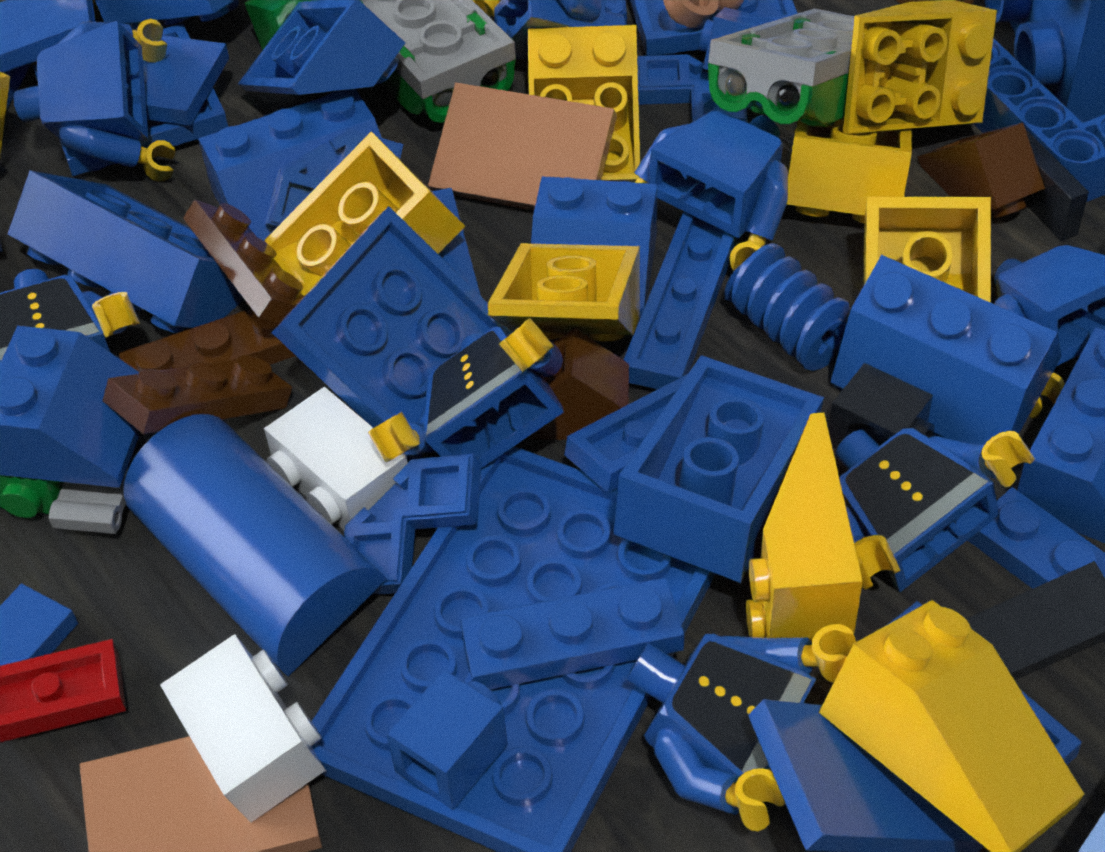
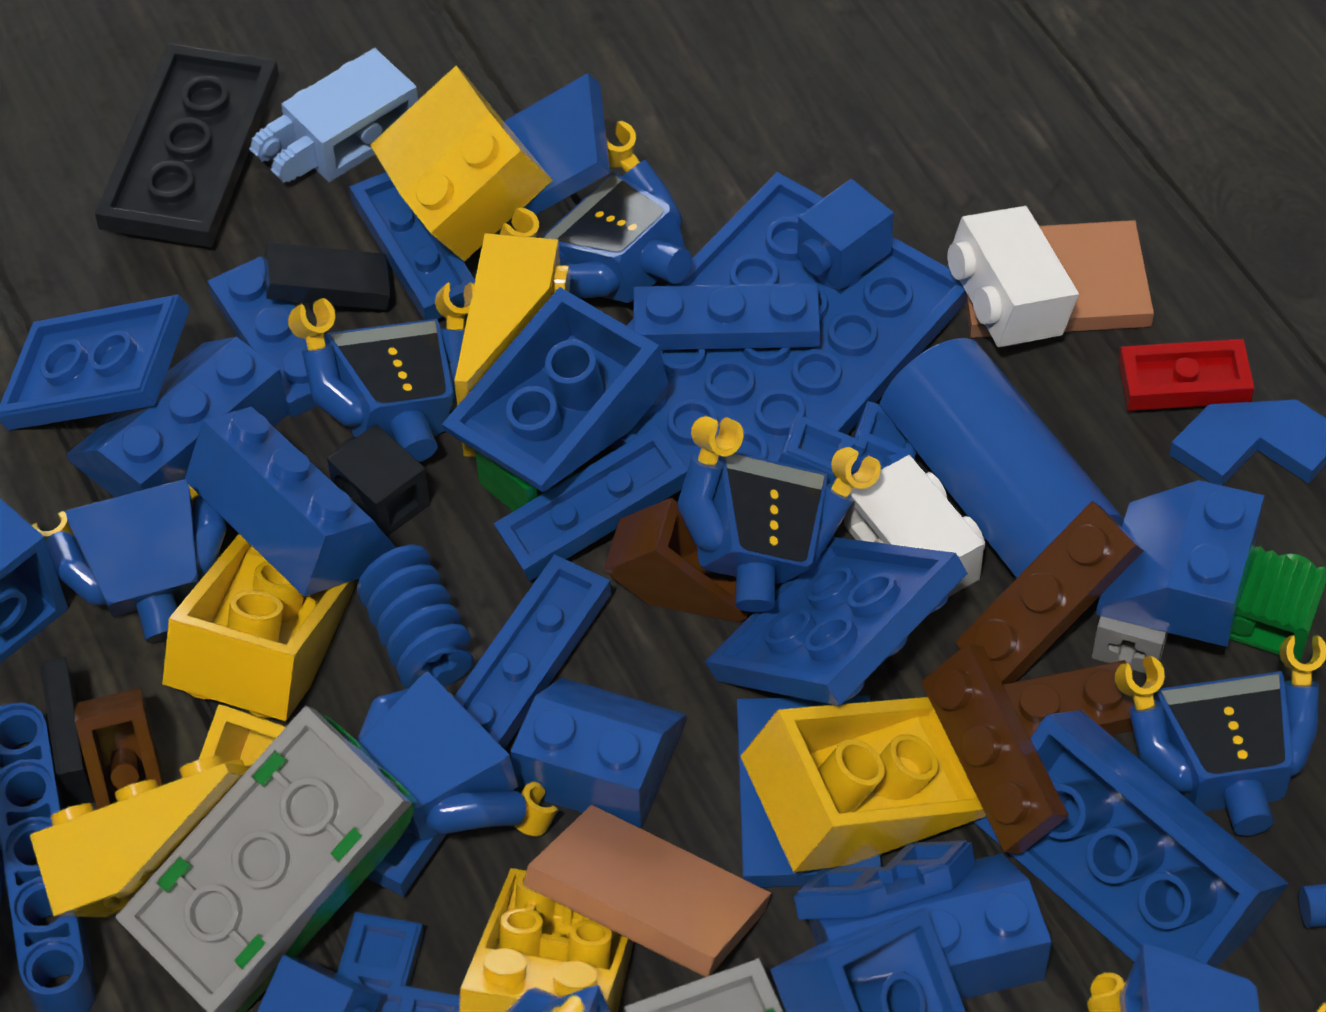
camera: 170 degrees left, 5 degrees up
(570, 288) = (652, 598): yellow slope -> none

